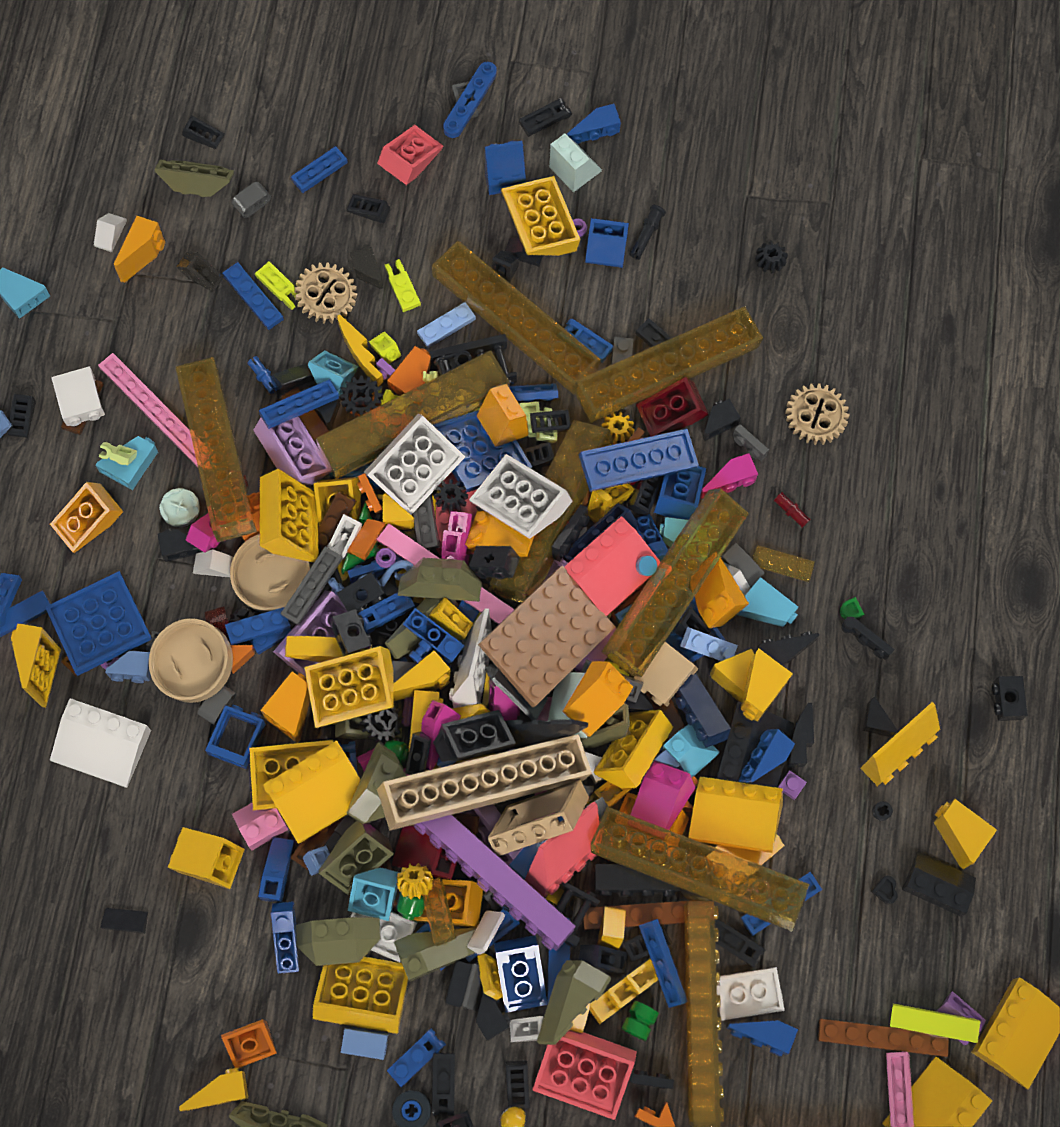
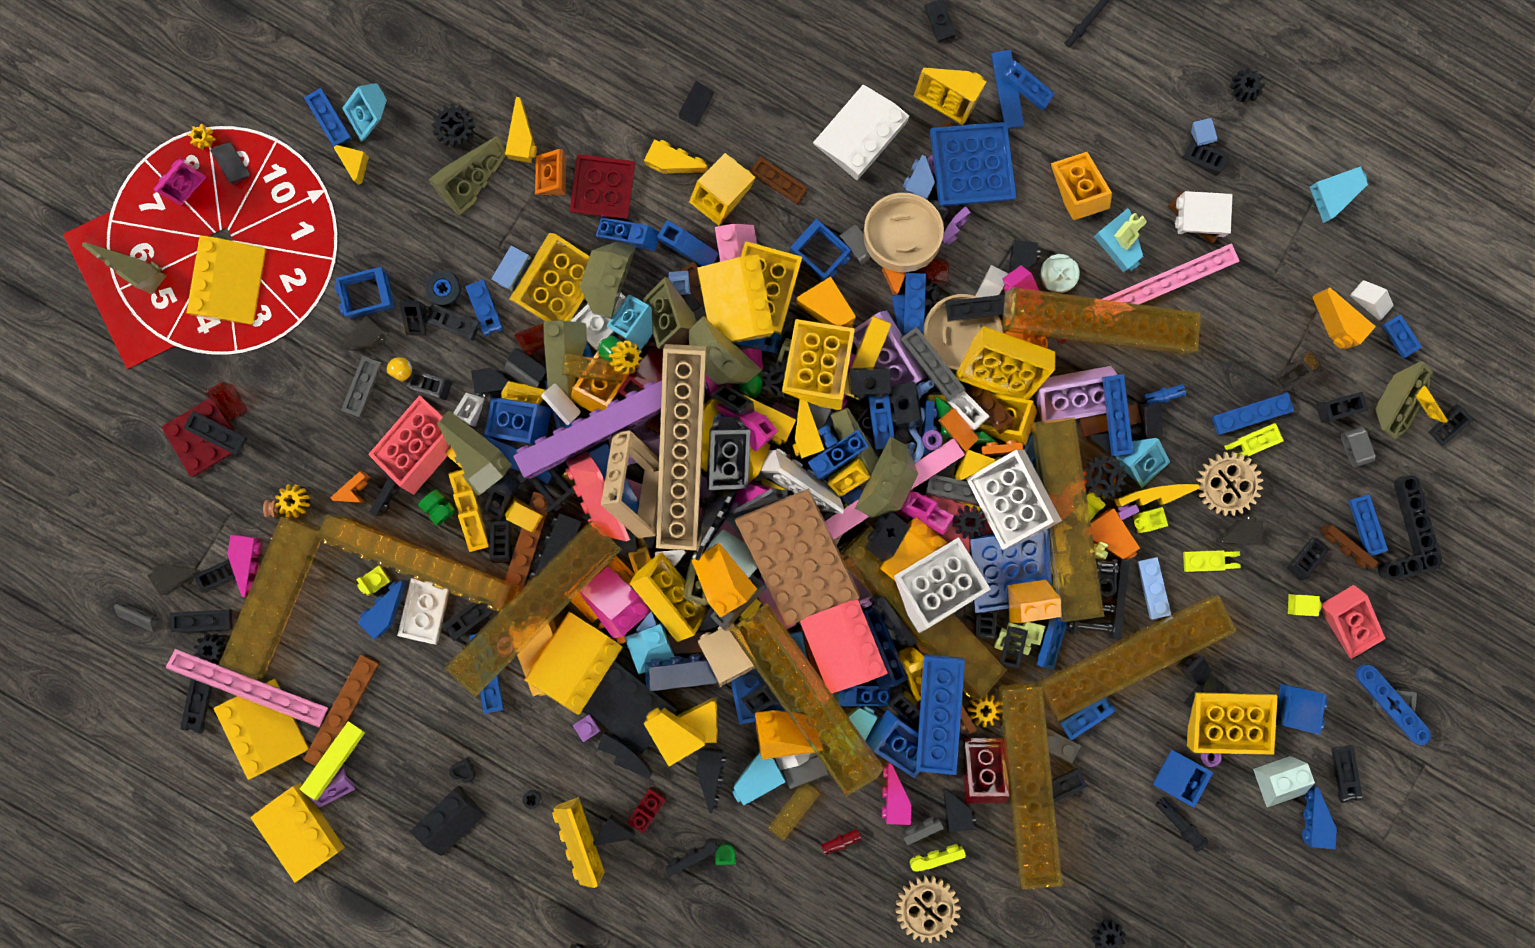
camera: 115 degrees right, 15 degrees up
(135, 197) = (1401, 336): none -> blue plate
(158, 616) = (951, 231): none -> medium lavender slope
(177, 806) = (778, 180): none -> reddish brown tile
(191, 152) = (1430, 405): none -> yellow slope
(193, 925) = (668, 160): none -> yellow slope
(220, 223) = (1341, 407): none -> black brick
(242, 566) = (975, 308): none -> black plate
(245, 983) = (602, 187): none -> dark red plate
(311, 130) = (1415, 533): none -> black beam
(345, 178) = (1348, 547): none -> reddish brown plate
(411, 197) = (1304, 605): none -> neon yellow brick
(428, 991) = (531, 339): none -> clear red slope
(646, 565) = (831, 677): dark azure tile -> none
(663, 963) = (474, 546): blue plate -> none
(708, 645) = (738, 705): light blue plate -> none
(740, 1058) = (373, 581): none -> neon yellow bracket
(768, 421) = (937, 858): none -> neon yellow hinge
(770, 753) = (616, 717): blue slope -> none
(843, 698) = (647, 810): none -> dark red slope
(963, 832) = (479, 862): yellow slope -> none

